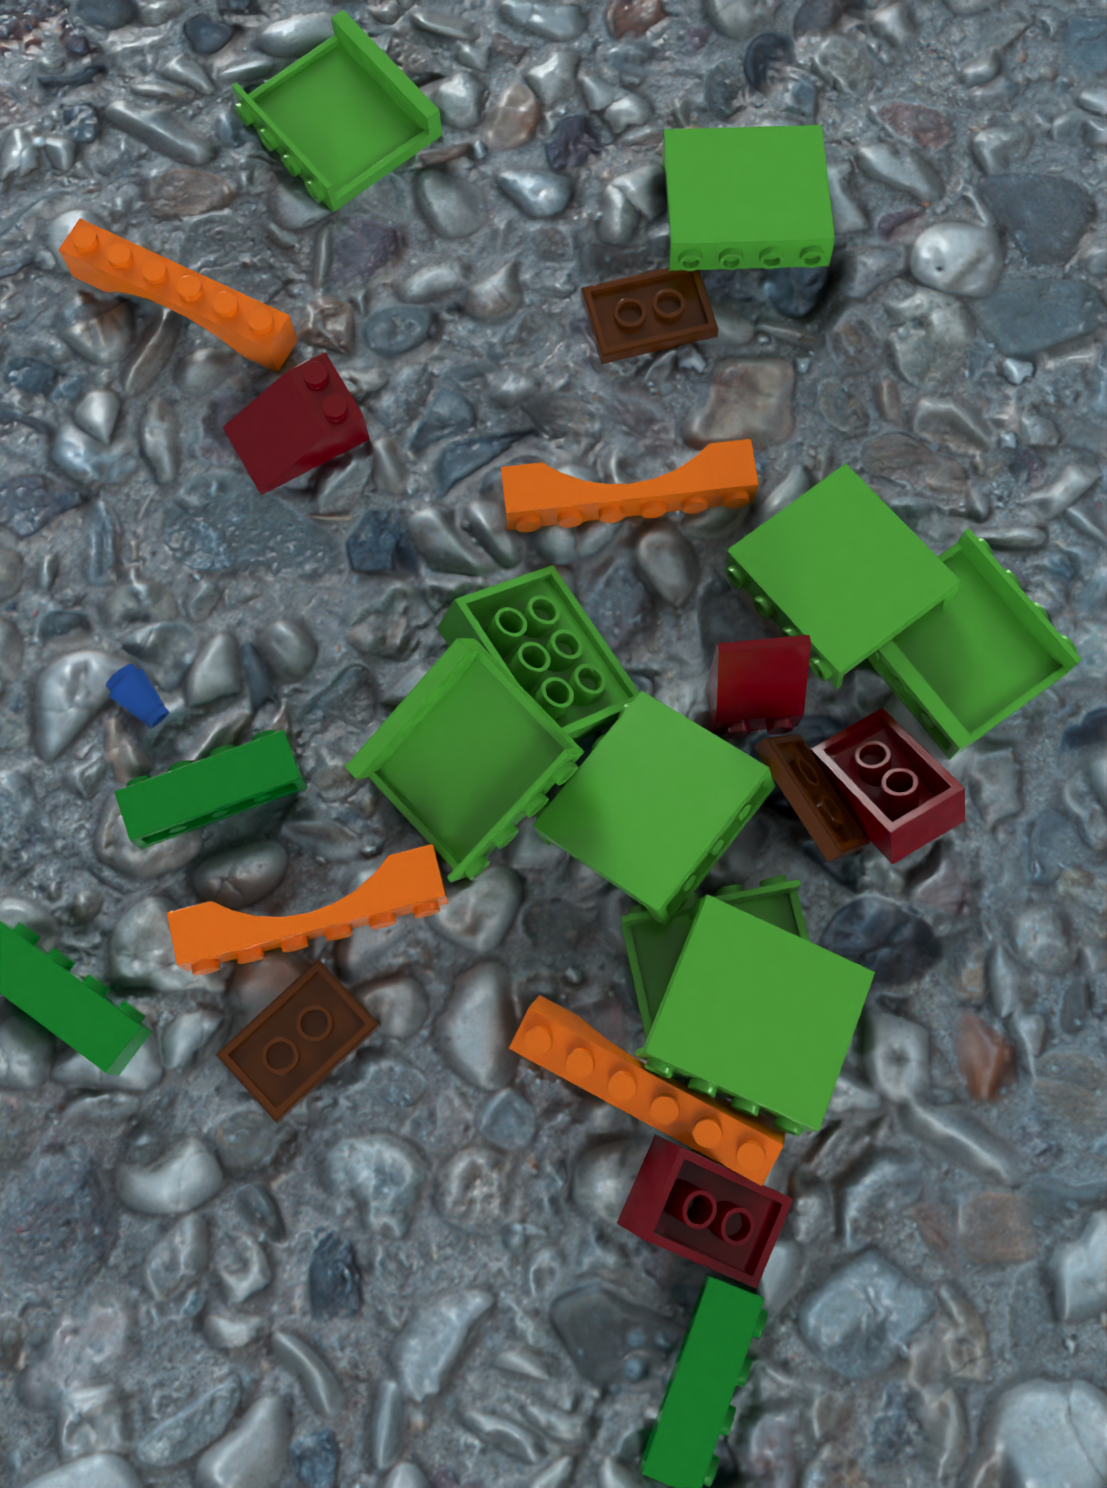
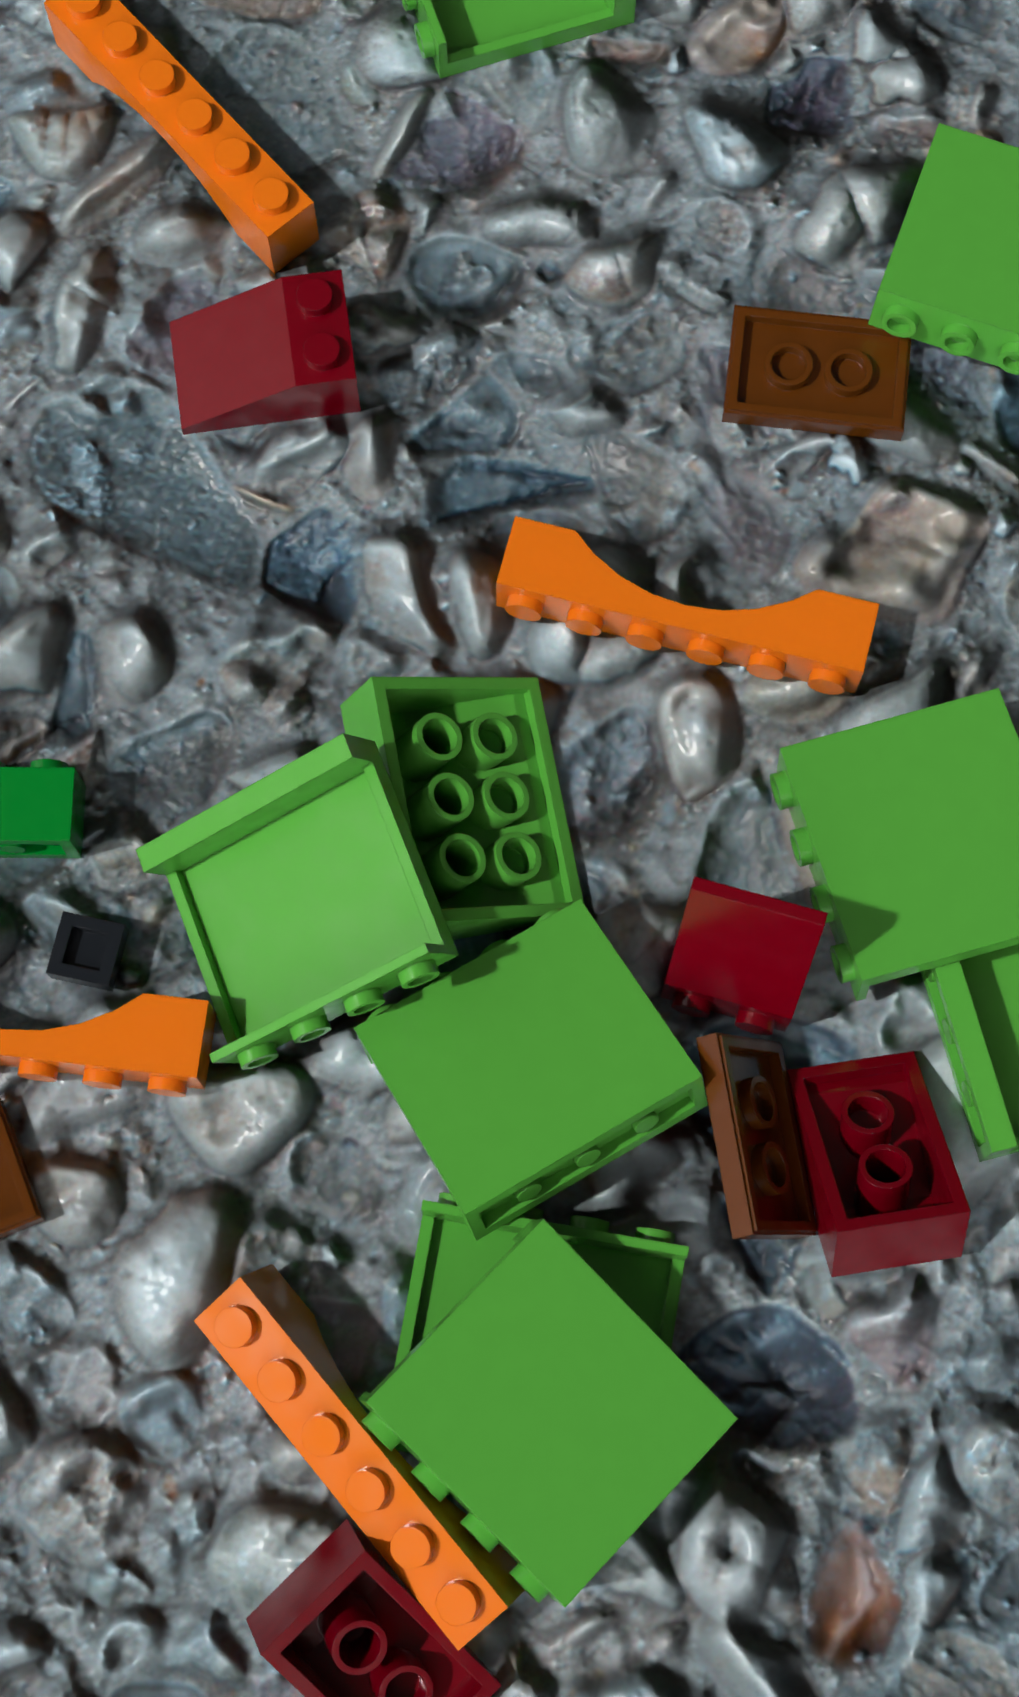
camera: 20 degrees right, 0 degrees up
(338, 844) = (87, 951): none -> black plate

